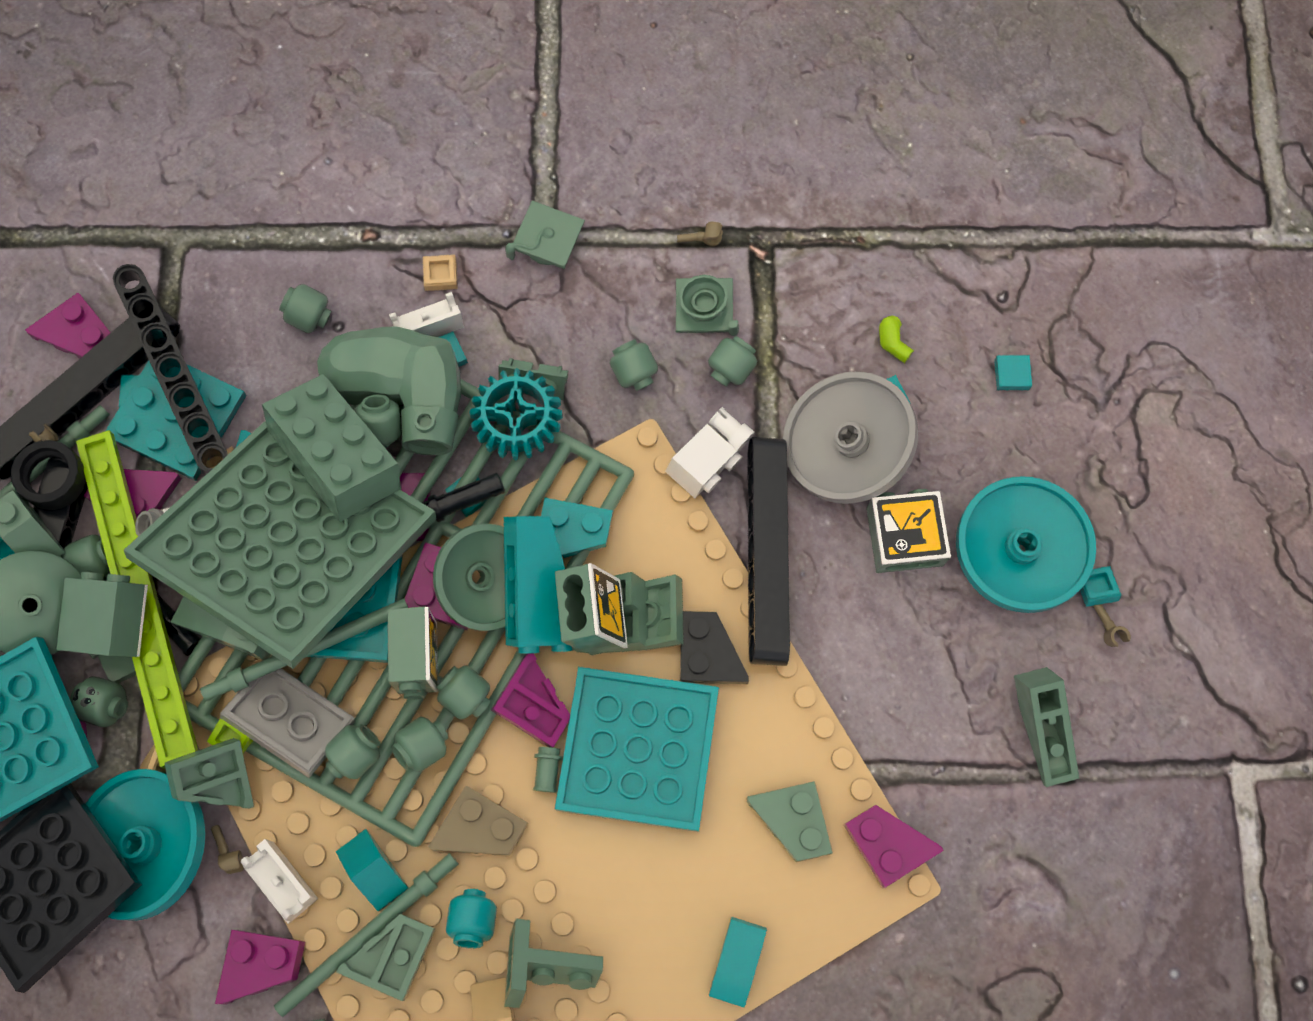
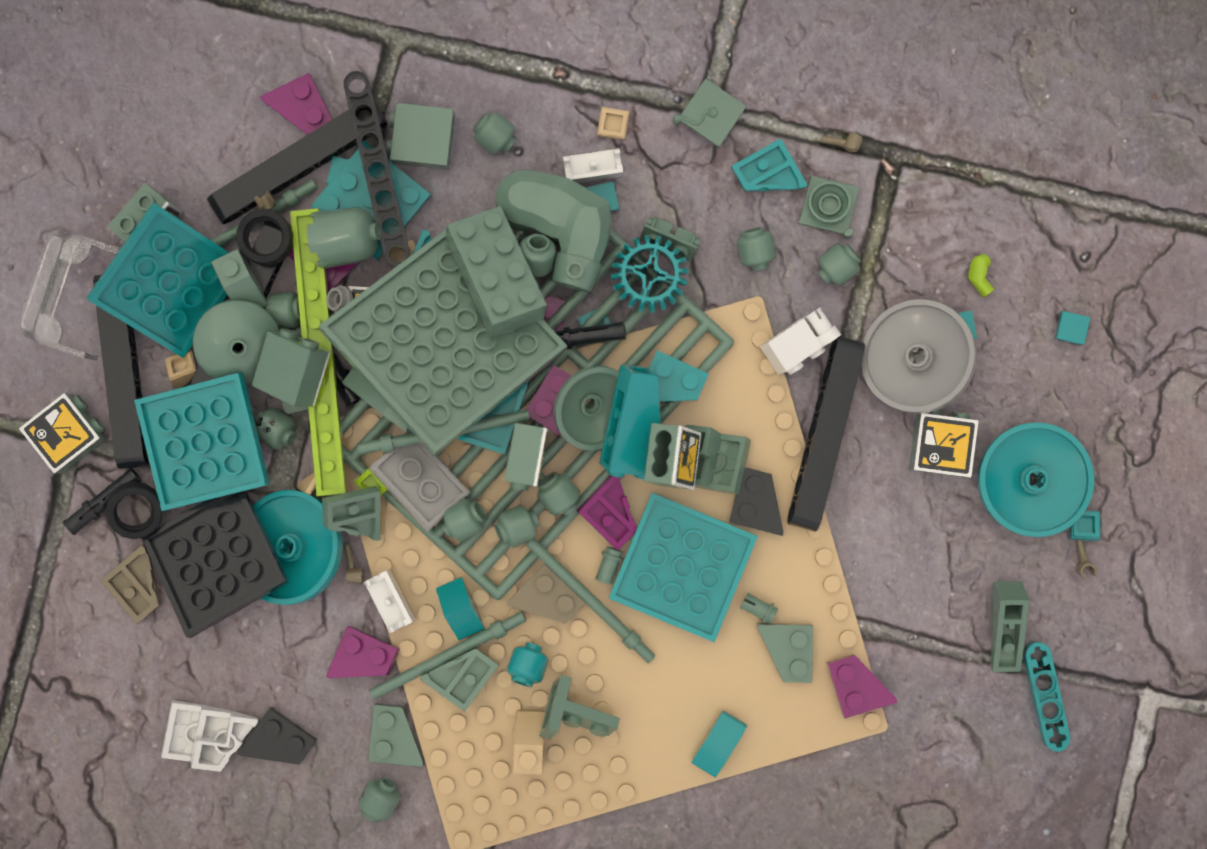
camera: 20 degrees right, 15 degrees up
(141, 451) = (343, 236): none -> sand green cylinder
(221, 330) = (421, 136): none -> sand green piece
(594, 854) = (629, 638): none -> sand green bar
(627, 281) = (769, 170): none -> teal wing
(743, 776) = (760, 609): none -> sand green pin
(1115, 802) = (1041, 697): none -> teal beam

